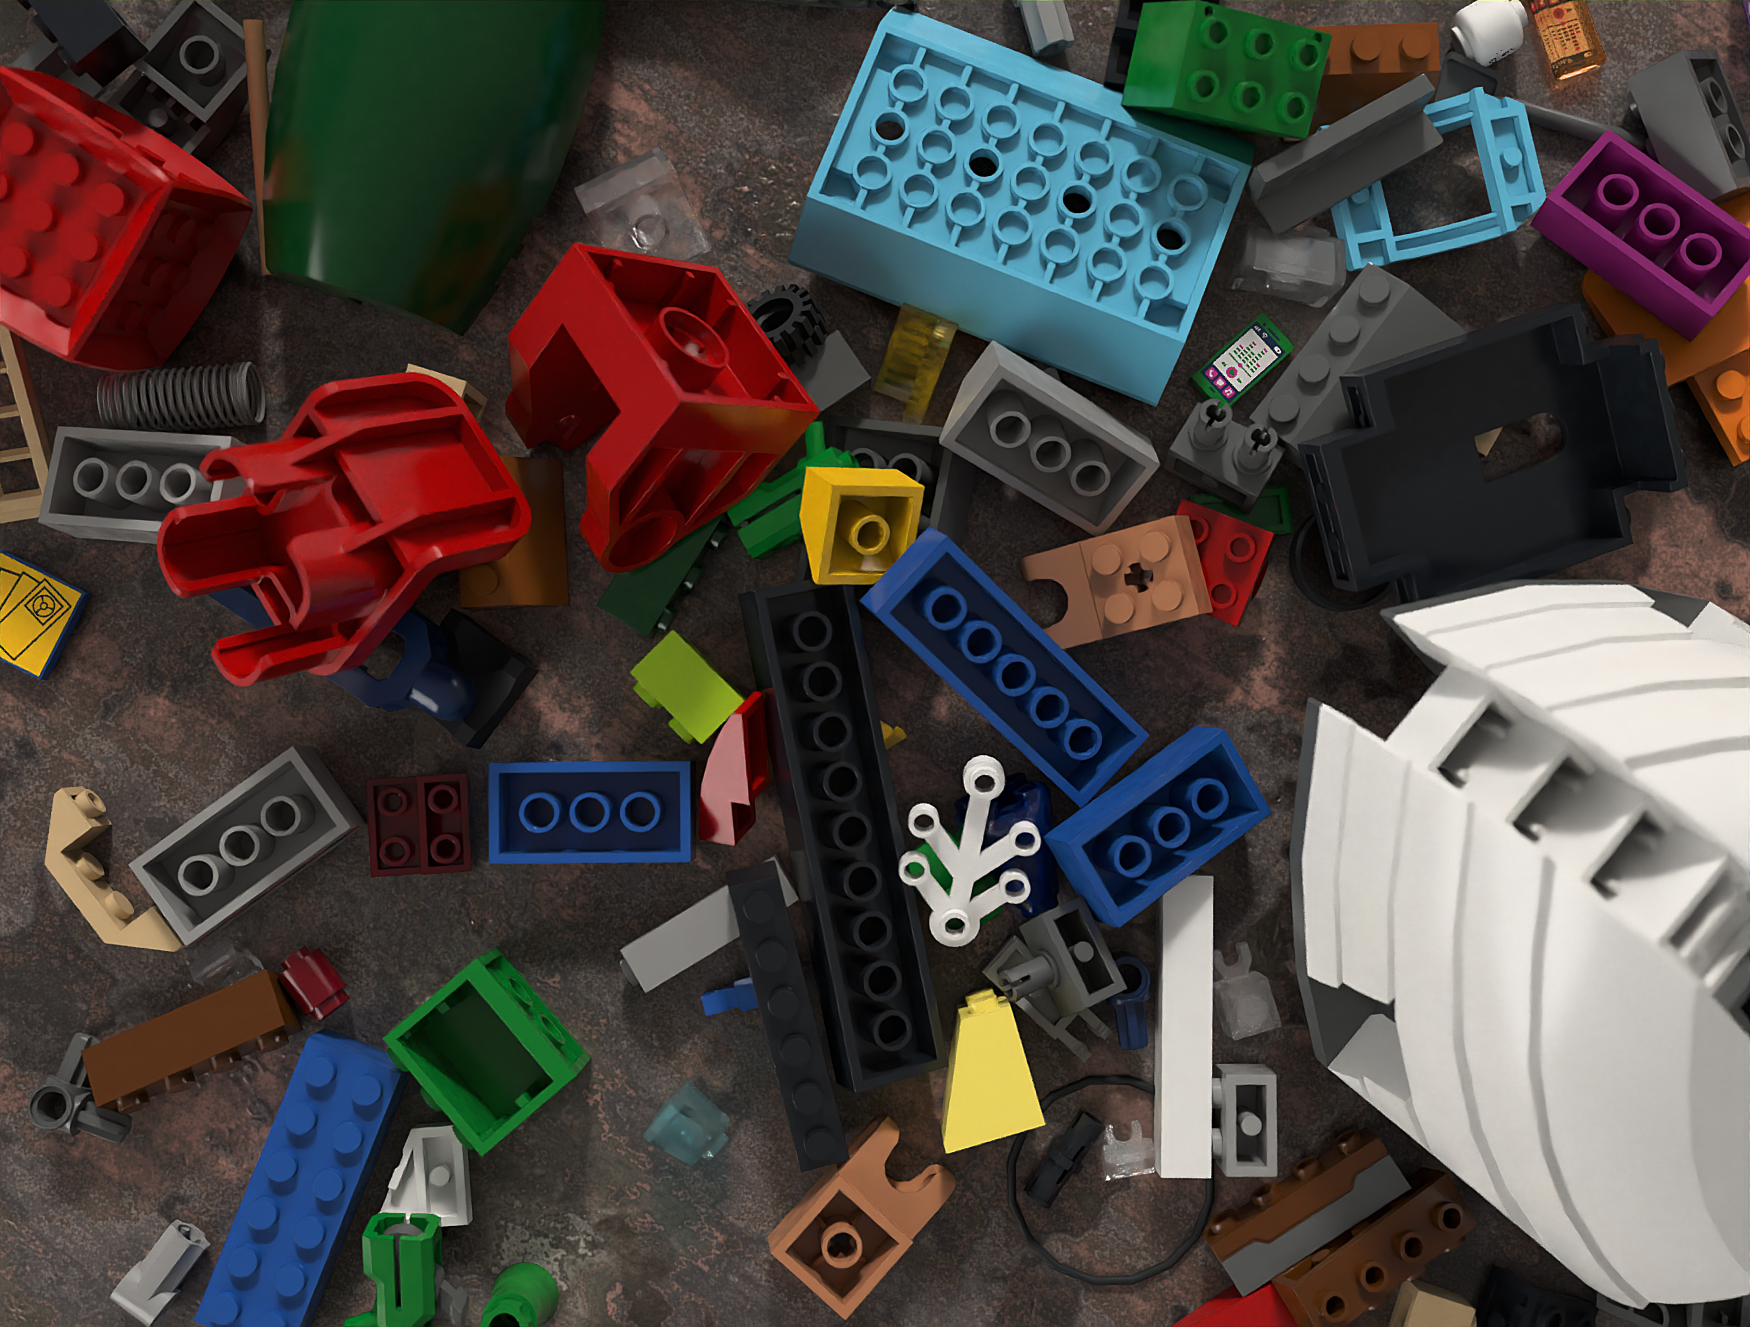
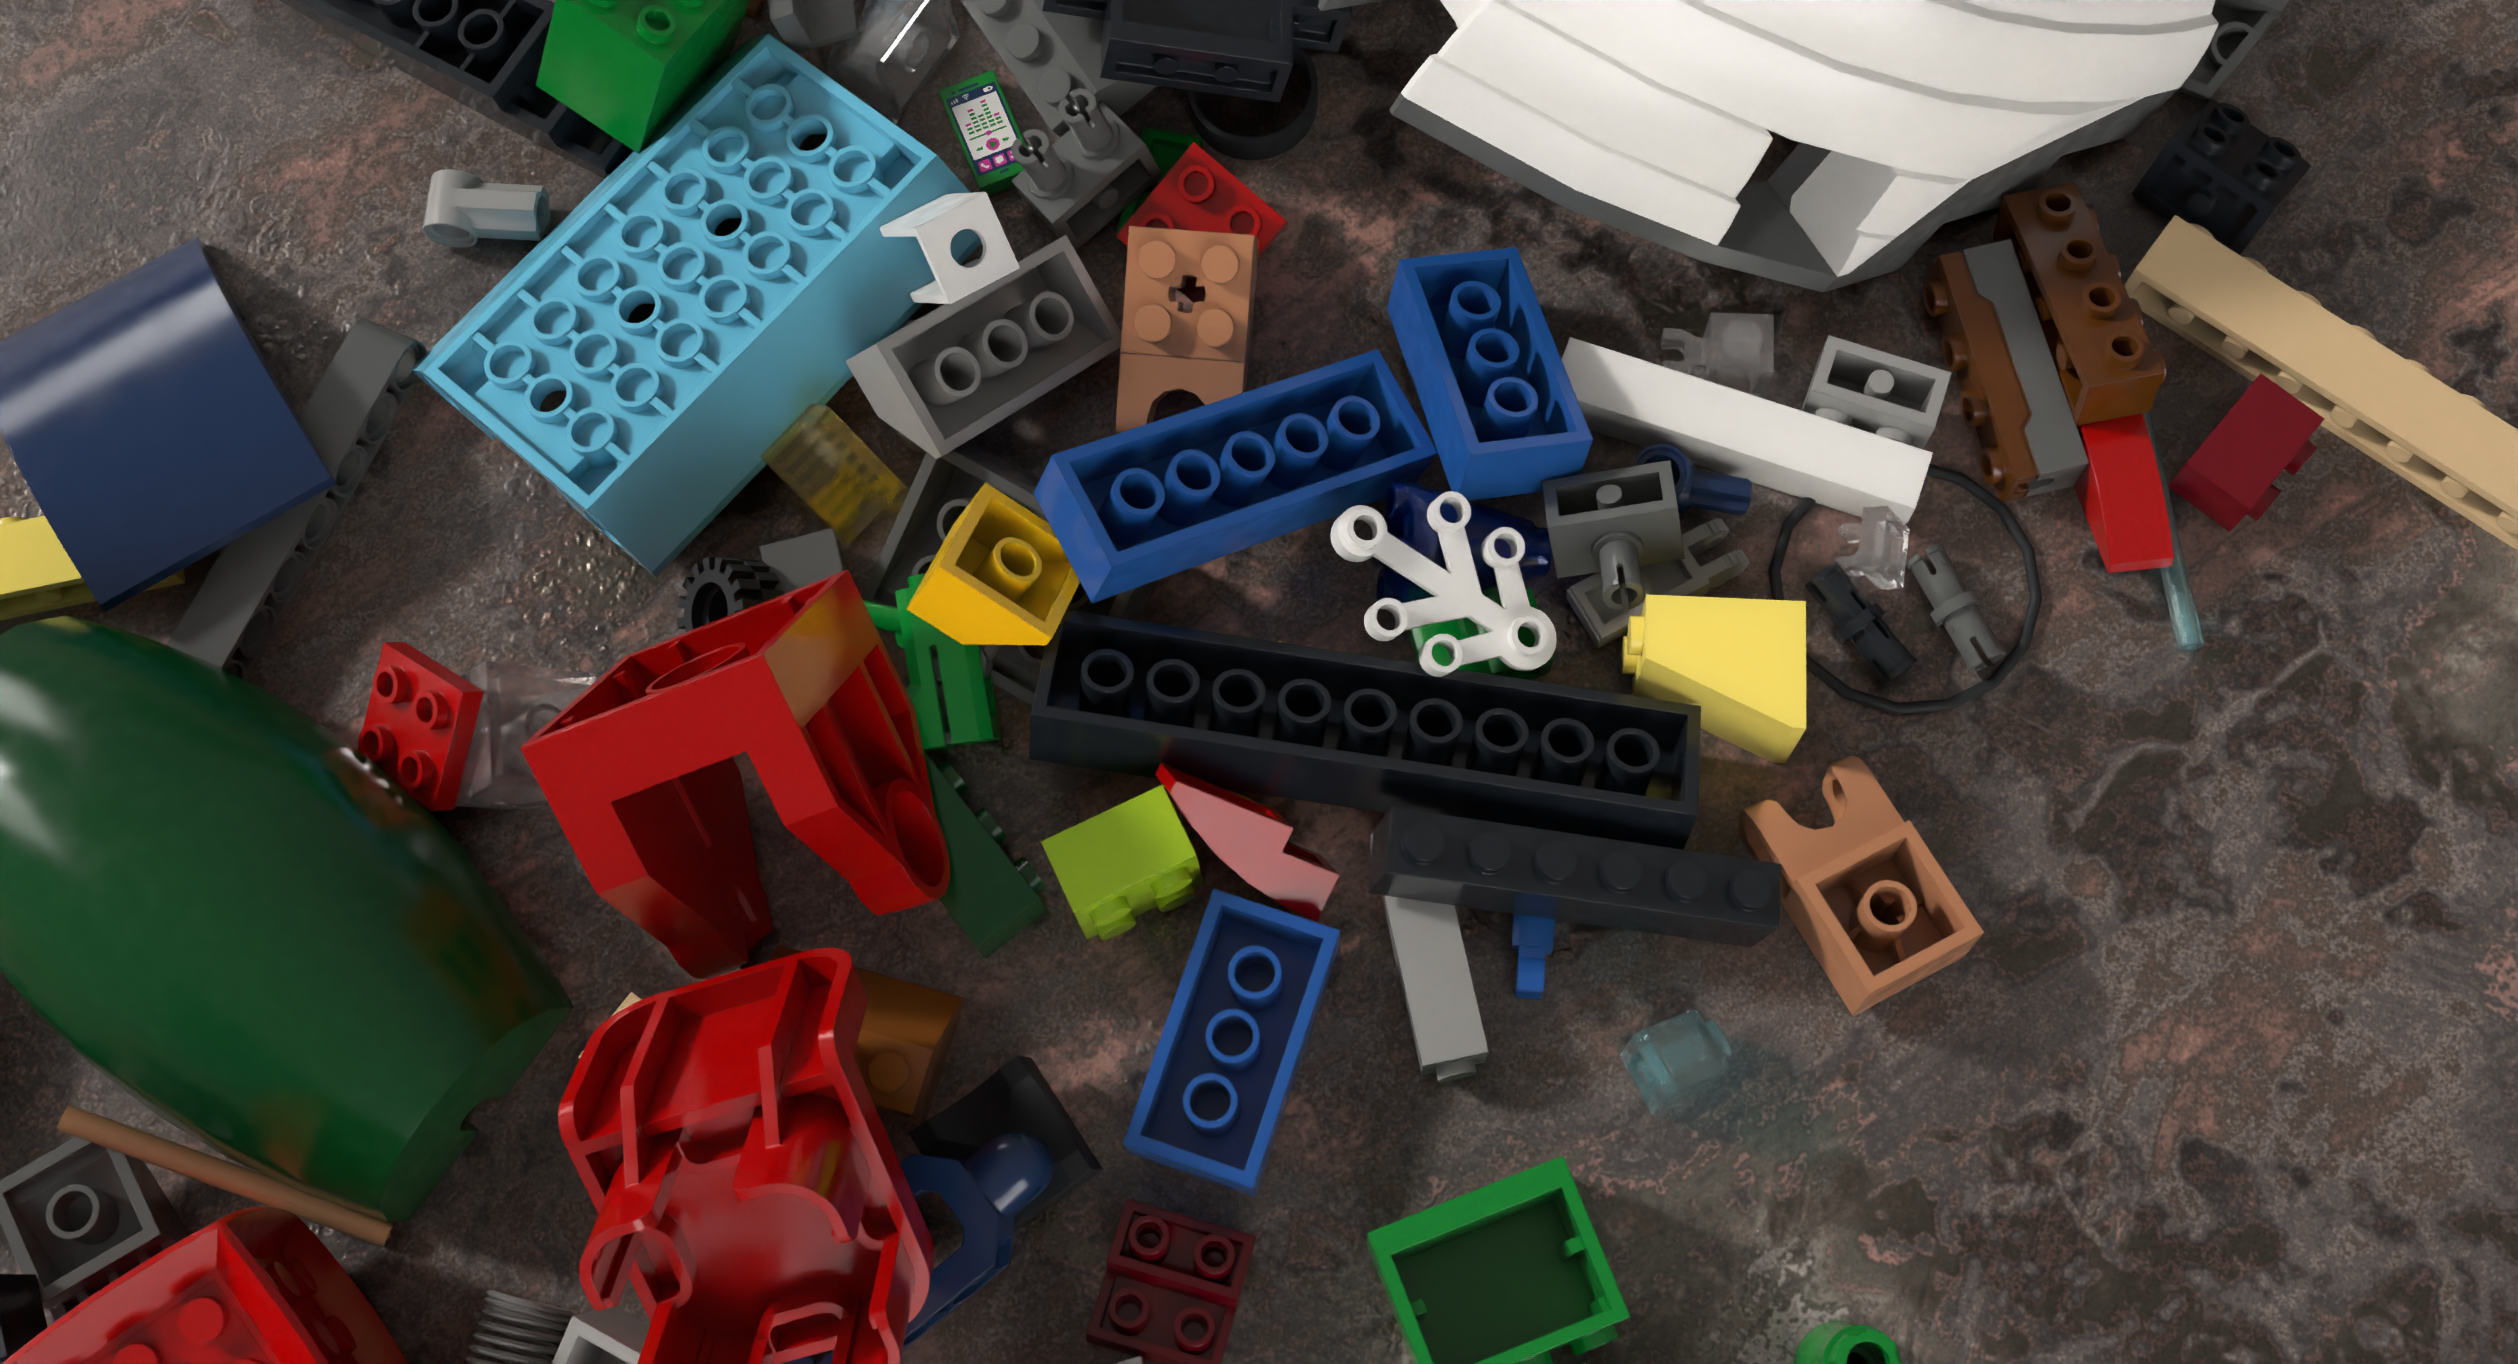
camera: 65 degrees left, 15 degrees down
(618, 138) = (420, 724): none -> red plate
(1101, 1224) = (1955, 608): none -> dark grey pin
(1118, 368) = (936, 226): none -> white piece

